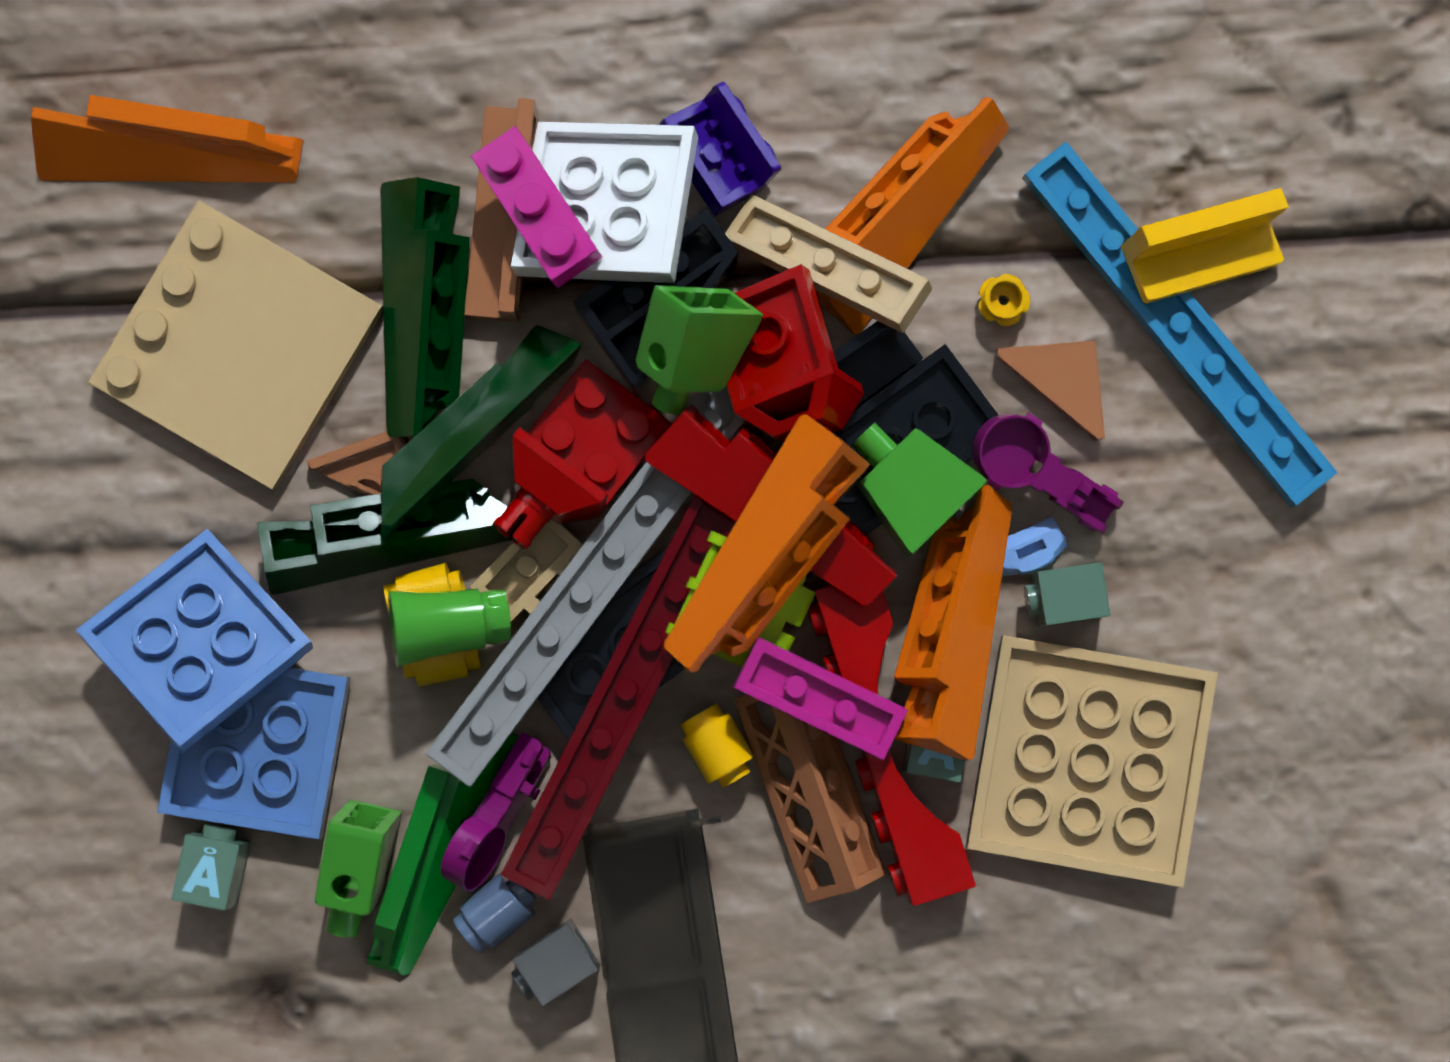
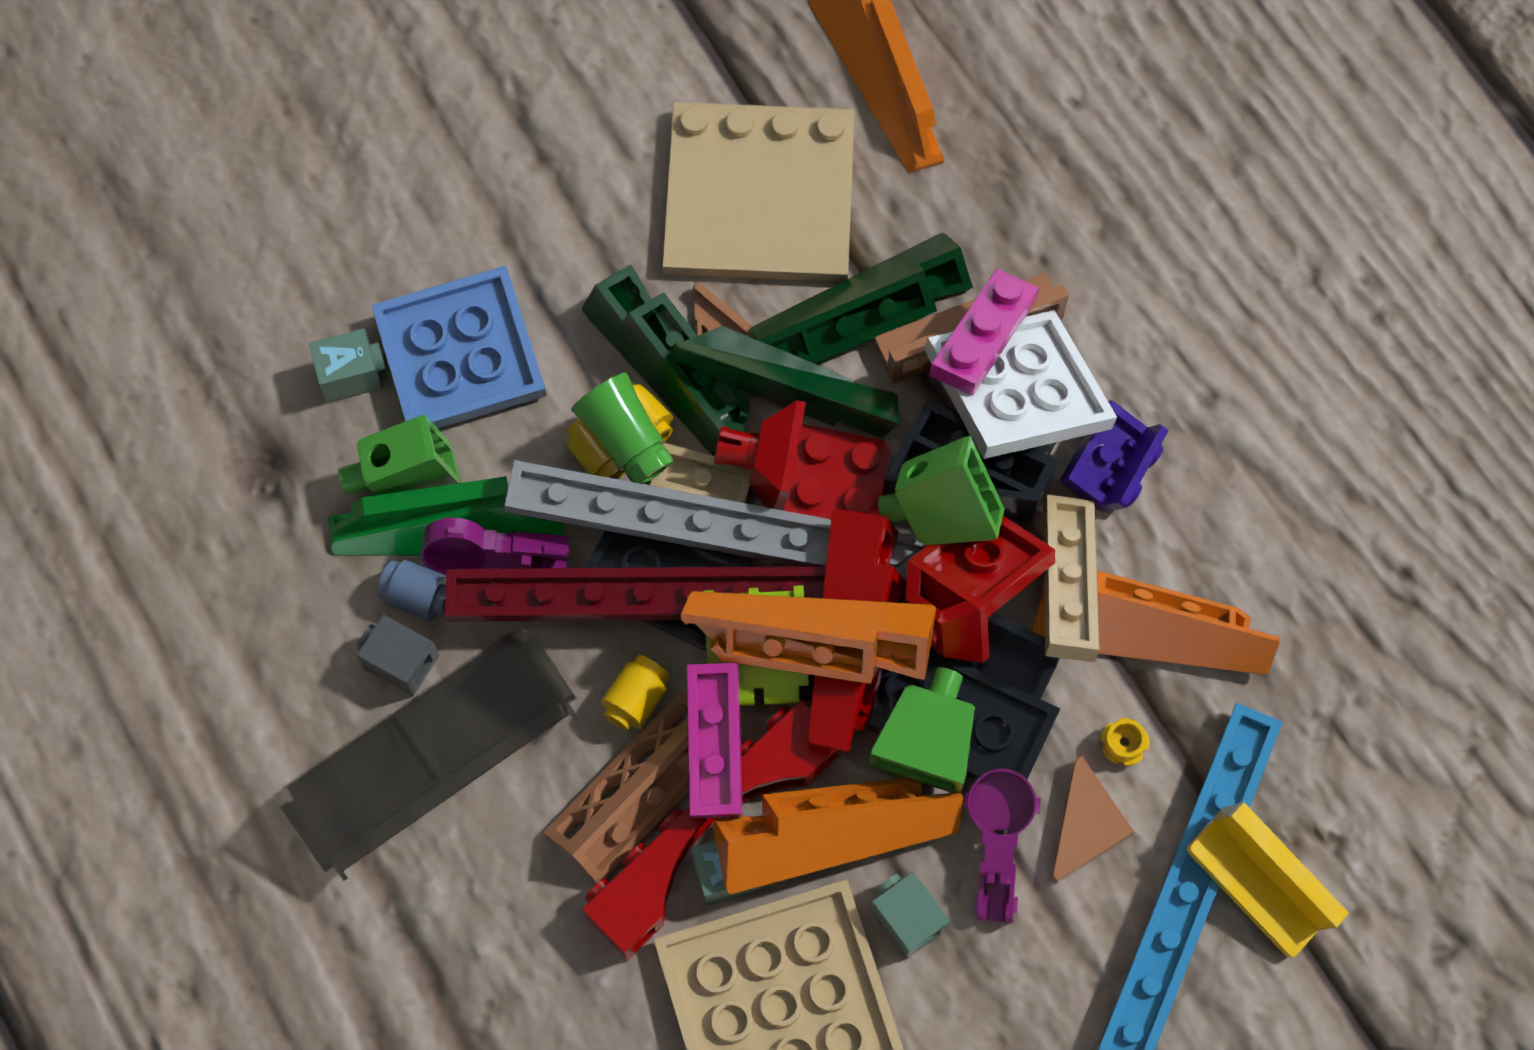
camera: 70 degrees right, 15 degrees down
(194, 640) = (517, 264): medium blue plate -> none
(1033, 548) = (933, 869): light blue piece -> none

